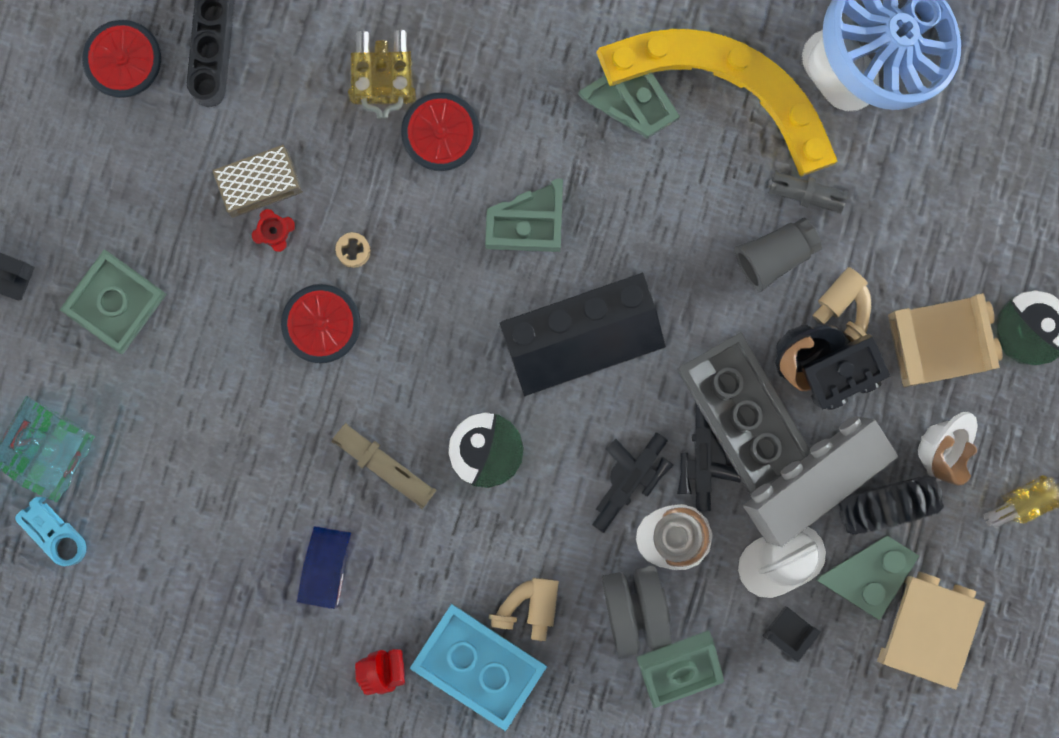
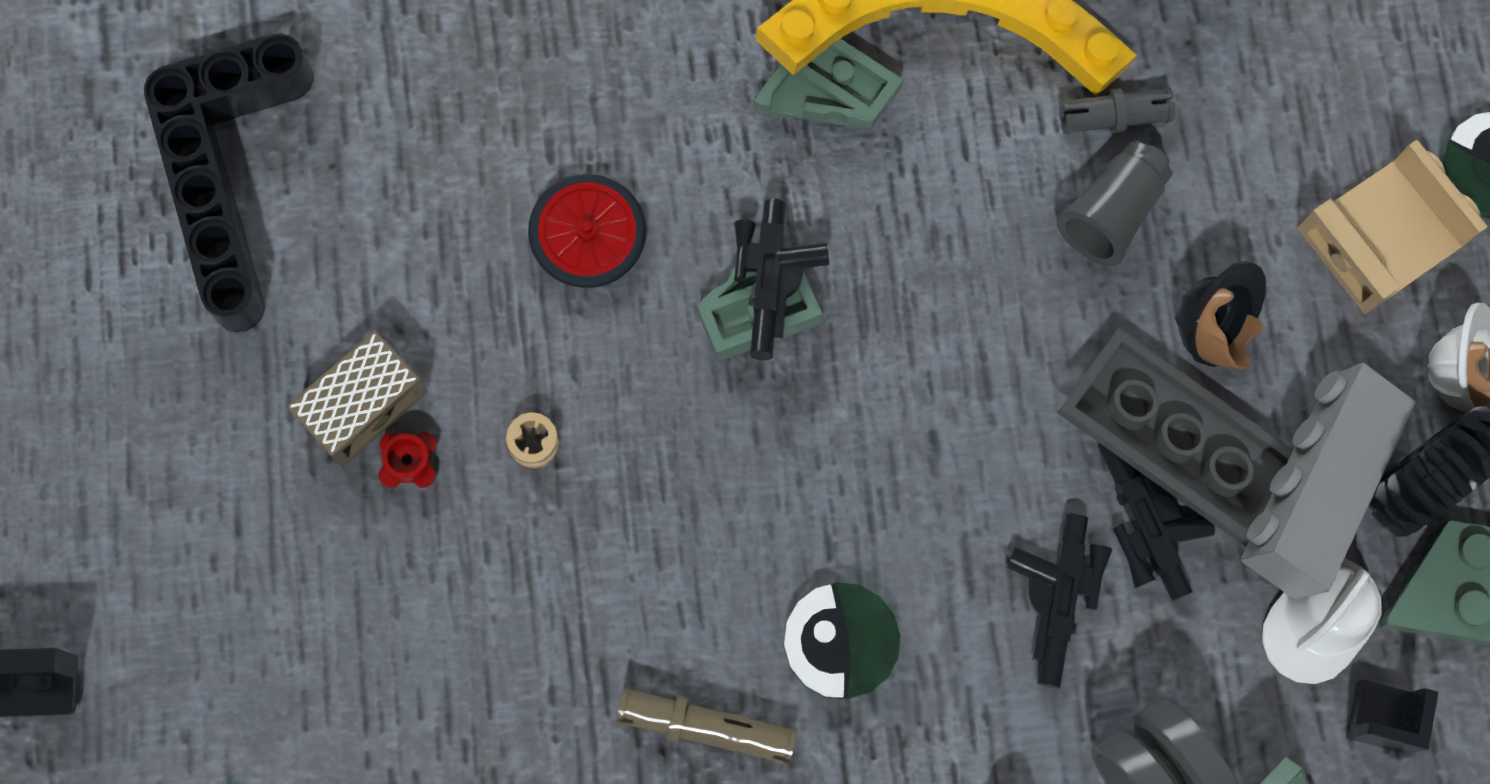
camera: 25 degrees left, 10 degrees down
(113, 302) = (213, 656): sand green plate -> none
(121, 58) = (96, 312): red wheel -> none
(320, 323) = (529, 561): red wheel -> none
(384, 86) = (474, 188): clear yellow piece -> none
(544, 208) = (777, 274): none -> black piece
(583, 334) = (904, 420): black slope -> none
(674, 537) = (1166, 647): white piece -> none
(839, 296) = (1228, 215): tan plant -> none
(846, 372) = (1288, 320): black bracket -> none

